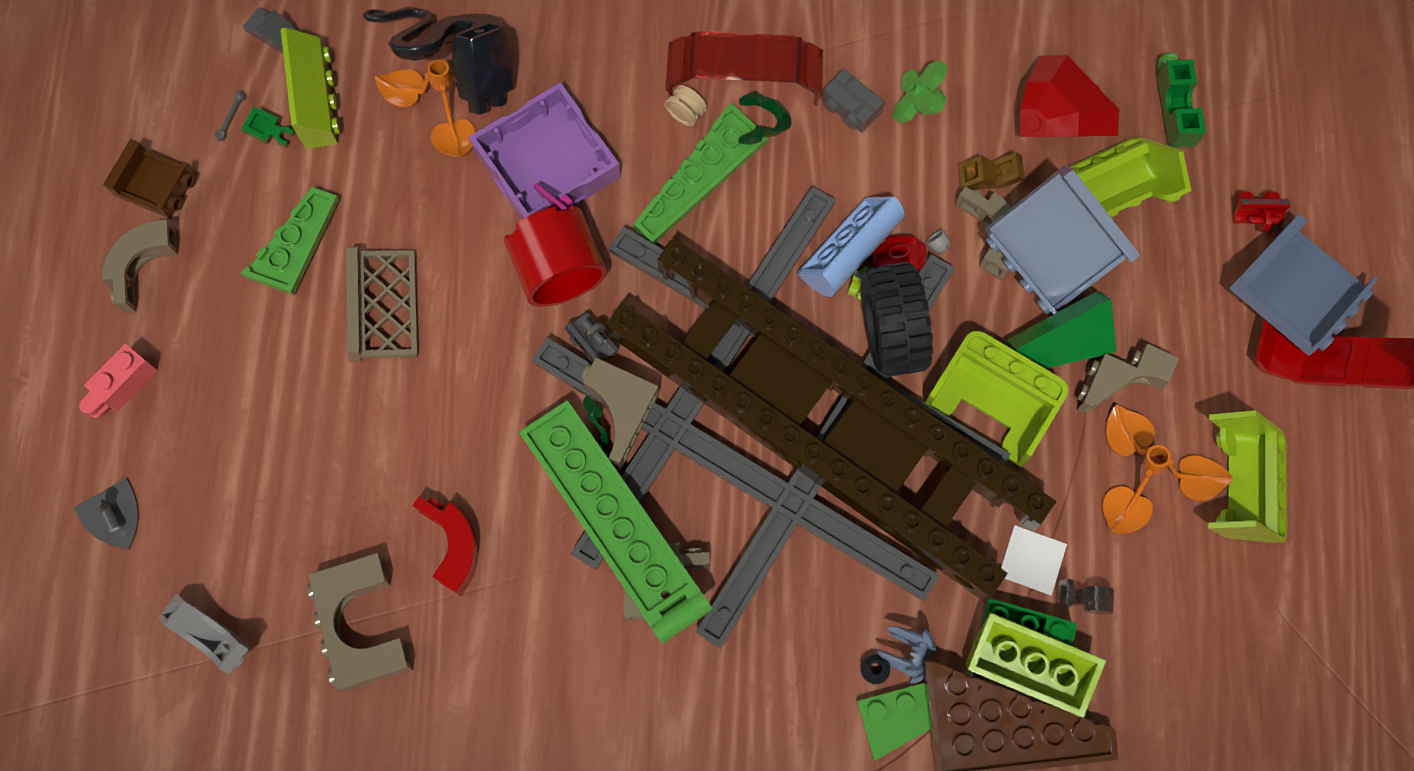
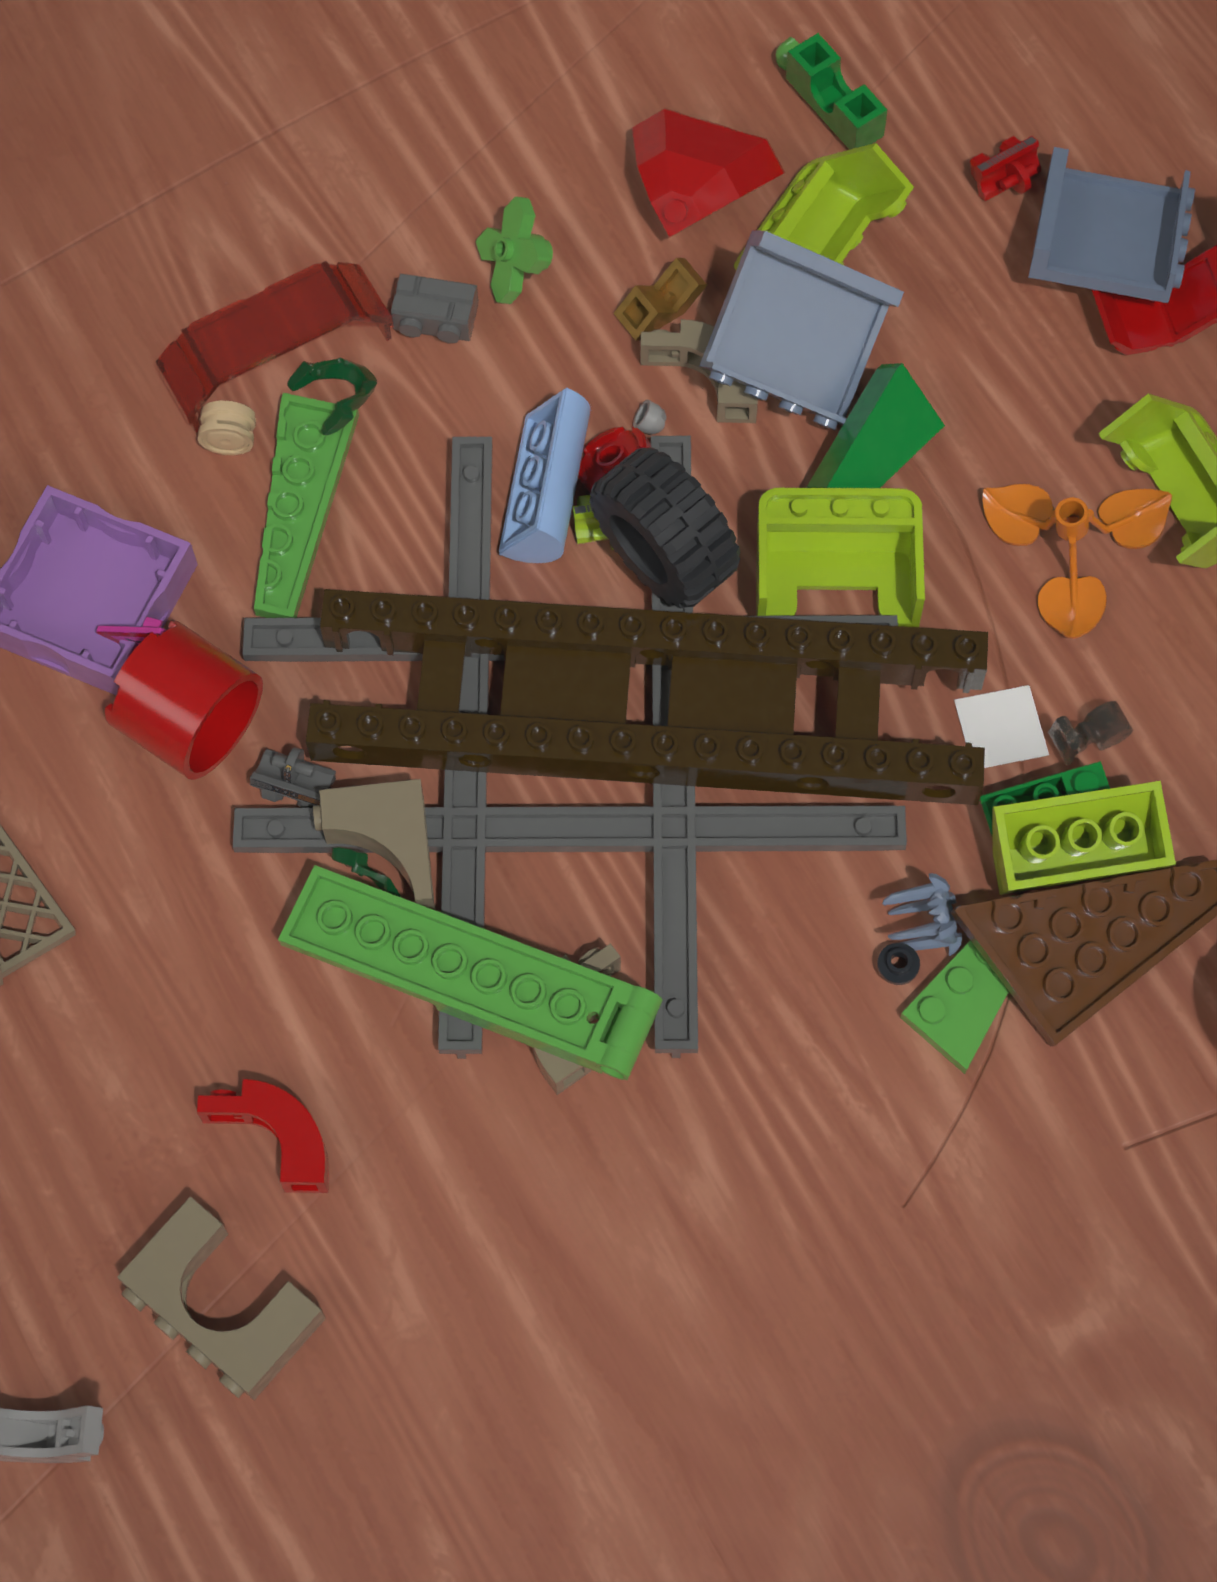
camera: 30 degrees left, 5 degrees down
(1111, 375) = (955, 457): dark tan arch -> none

